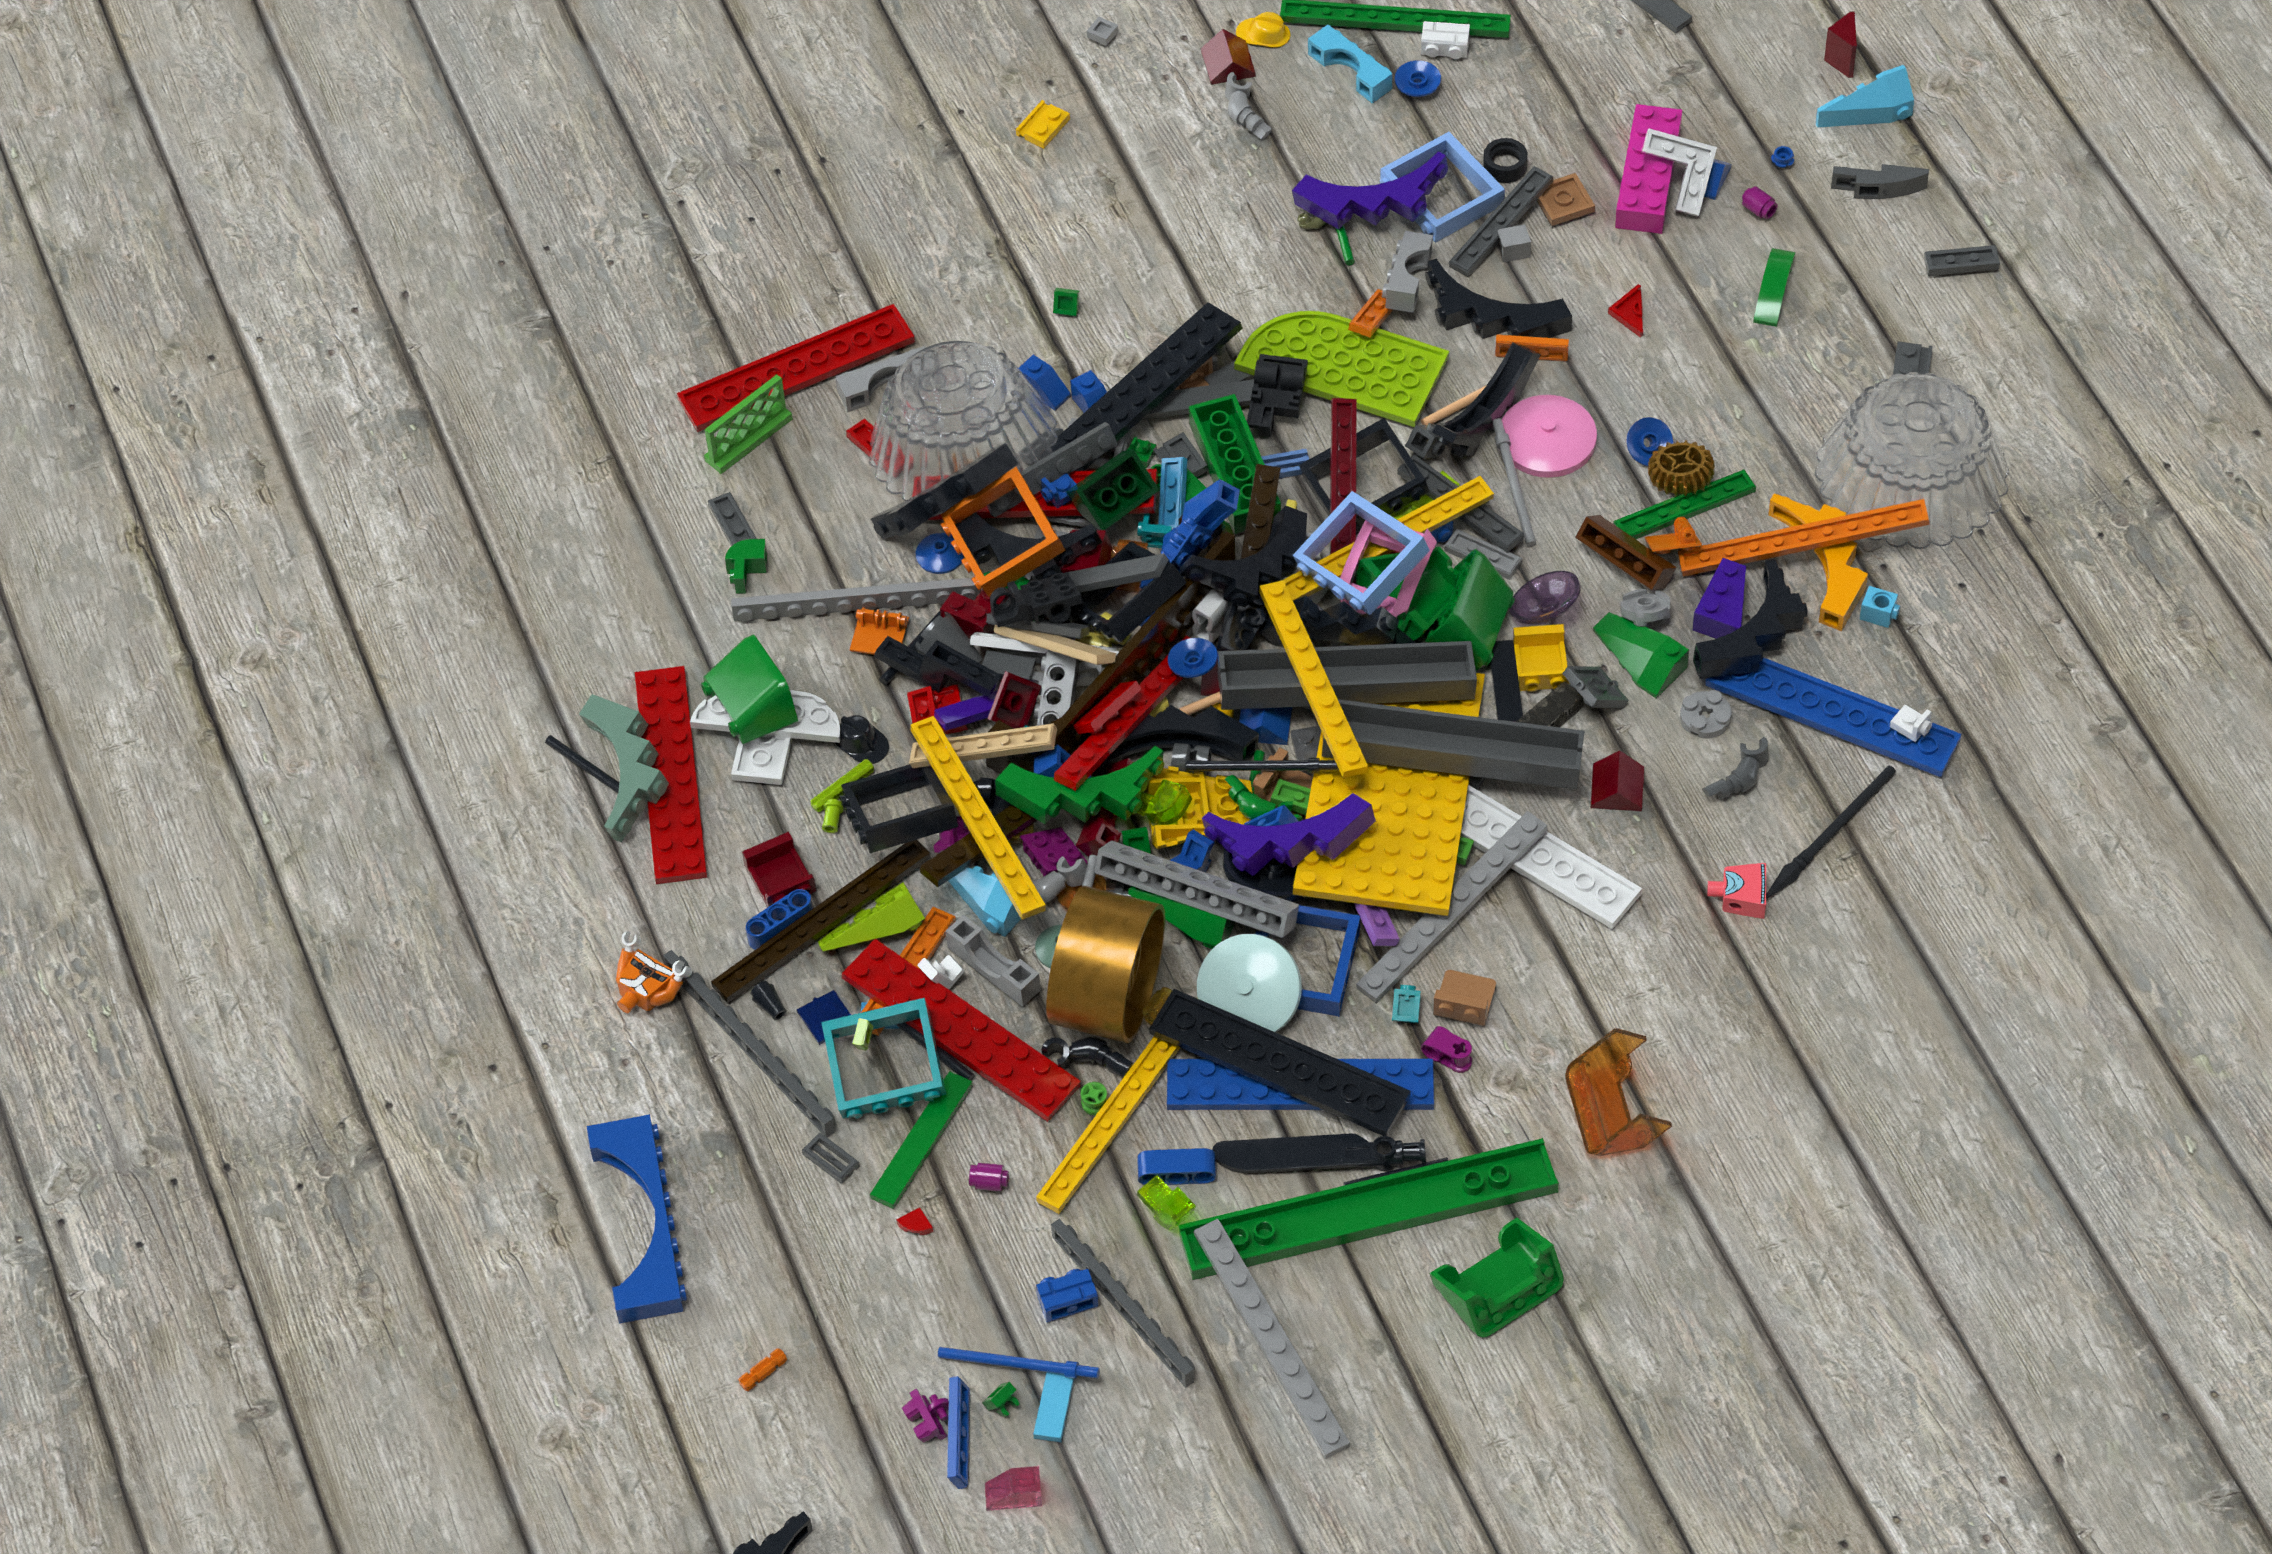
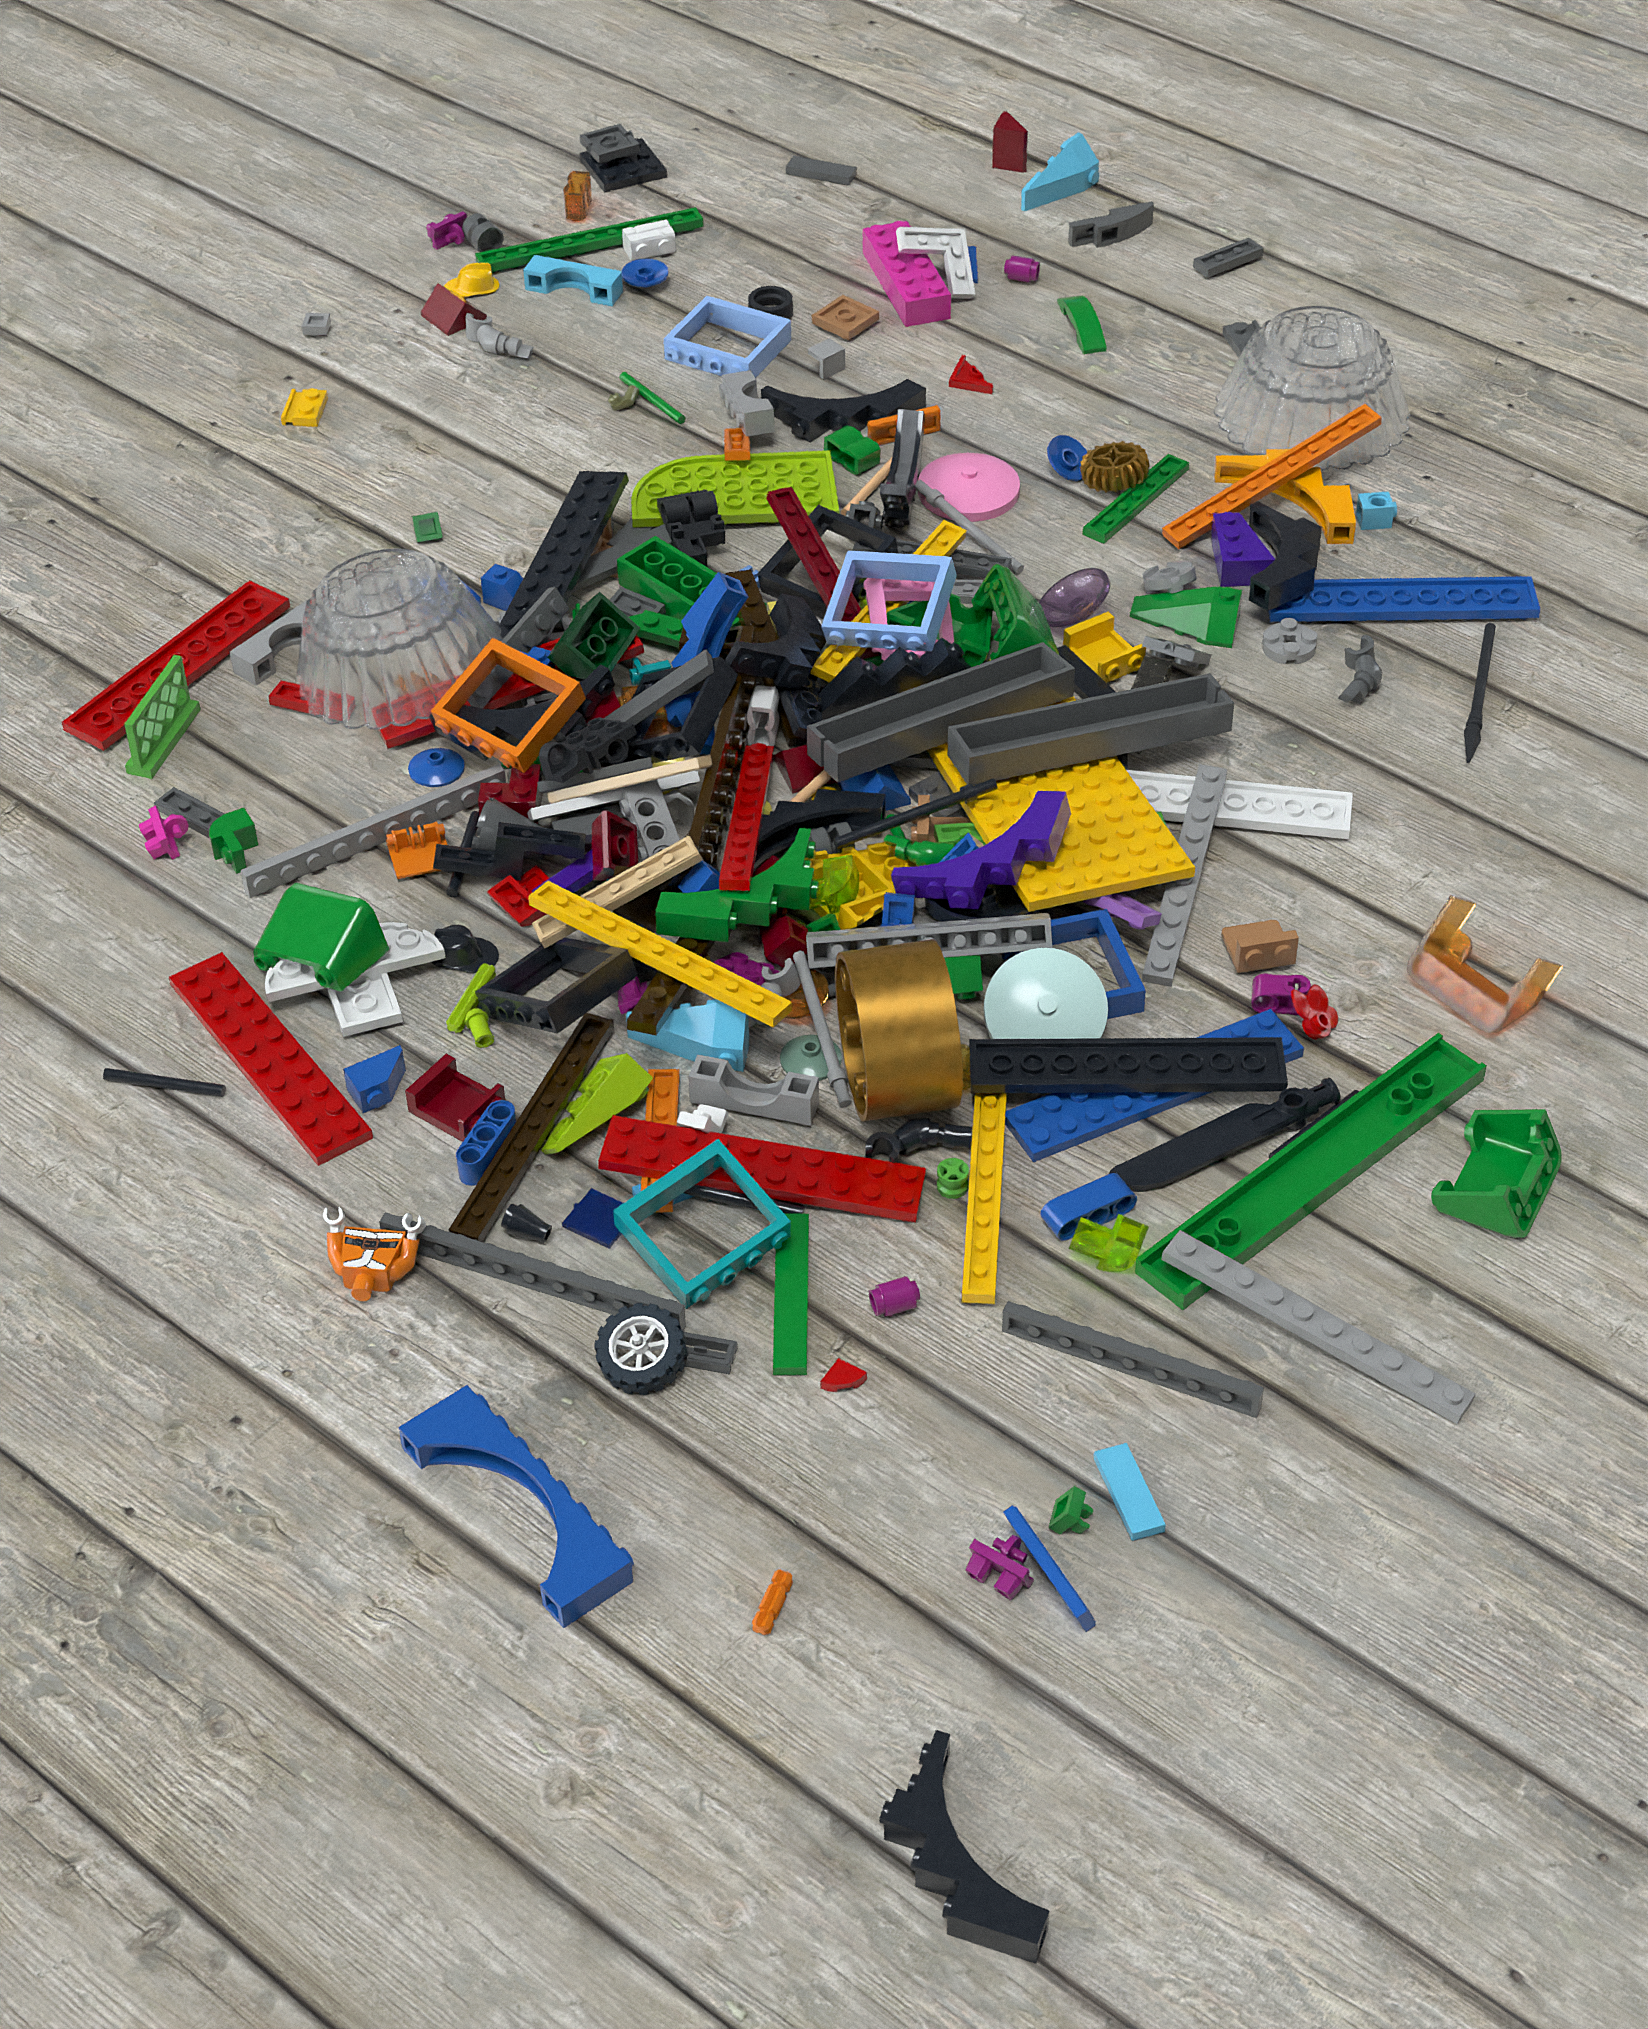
camera: 30 degrees left, 10 degrees down
(636, 756) = (197, 1030): sand green arch -> none
(699, 533) = (162, 833): none -> dark pink hips
(732, 829) = (375, 1079): none -> blue slope
(794, 1159) = (629, 1322): none -> black wheel
(862, 1034) = (673, 1200): lime tile -> none
(945, 494) = (420, 698): black arch -> none
(1014, 1489) = (1156, 1599): clear pink slope -> none
(1066, 1294) = (1065, 1376): blue brick -> none
(1069, 1369) = (1128, 1447): blue bar -> none
(1107, 708) = (728, 811): red plate -> none
(1172, 490) = (651, 633): dark azure tile -> none
(1192, 657) = (775, 750): blue dish -> none
(1196, 539) = (715, 634): blue hinge -> none
(1313, 679) = (924, 716): yellow plate -> none
(1372, 202) = (677, 361): dark purple arch -> none
(1406, 1004) = (1207, 971): teal bracket -> none
(1463, 1073) = (1315, 1011): none -> red plate
(1470, 357) = (852, 450): none -> green brick
(1504, 216) = (804, 336): dark grey tile -> none
(1617, 783) = (1256, 723): dark red slope -> none
(1625, 552) = (1117, 542): reddish brown brick -> none
(1682, 538) = (1155, 512): orange hinge -> none
(1742, 890) = (1445, 761): coral torso -> none
(1783, 157) = (1014, 235): blue plate -> none
(1911, 723) = (1485, 581): white bracket -> none

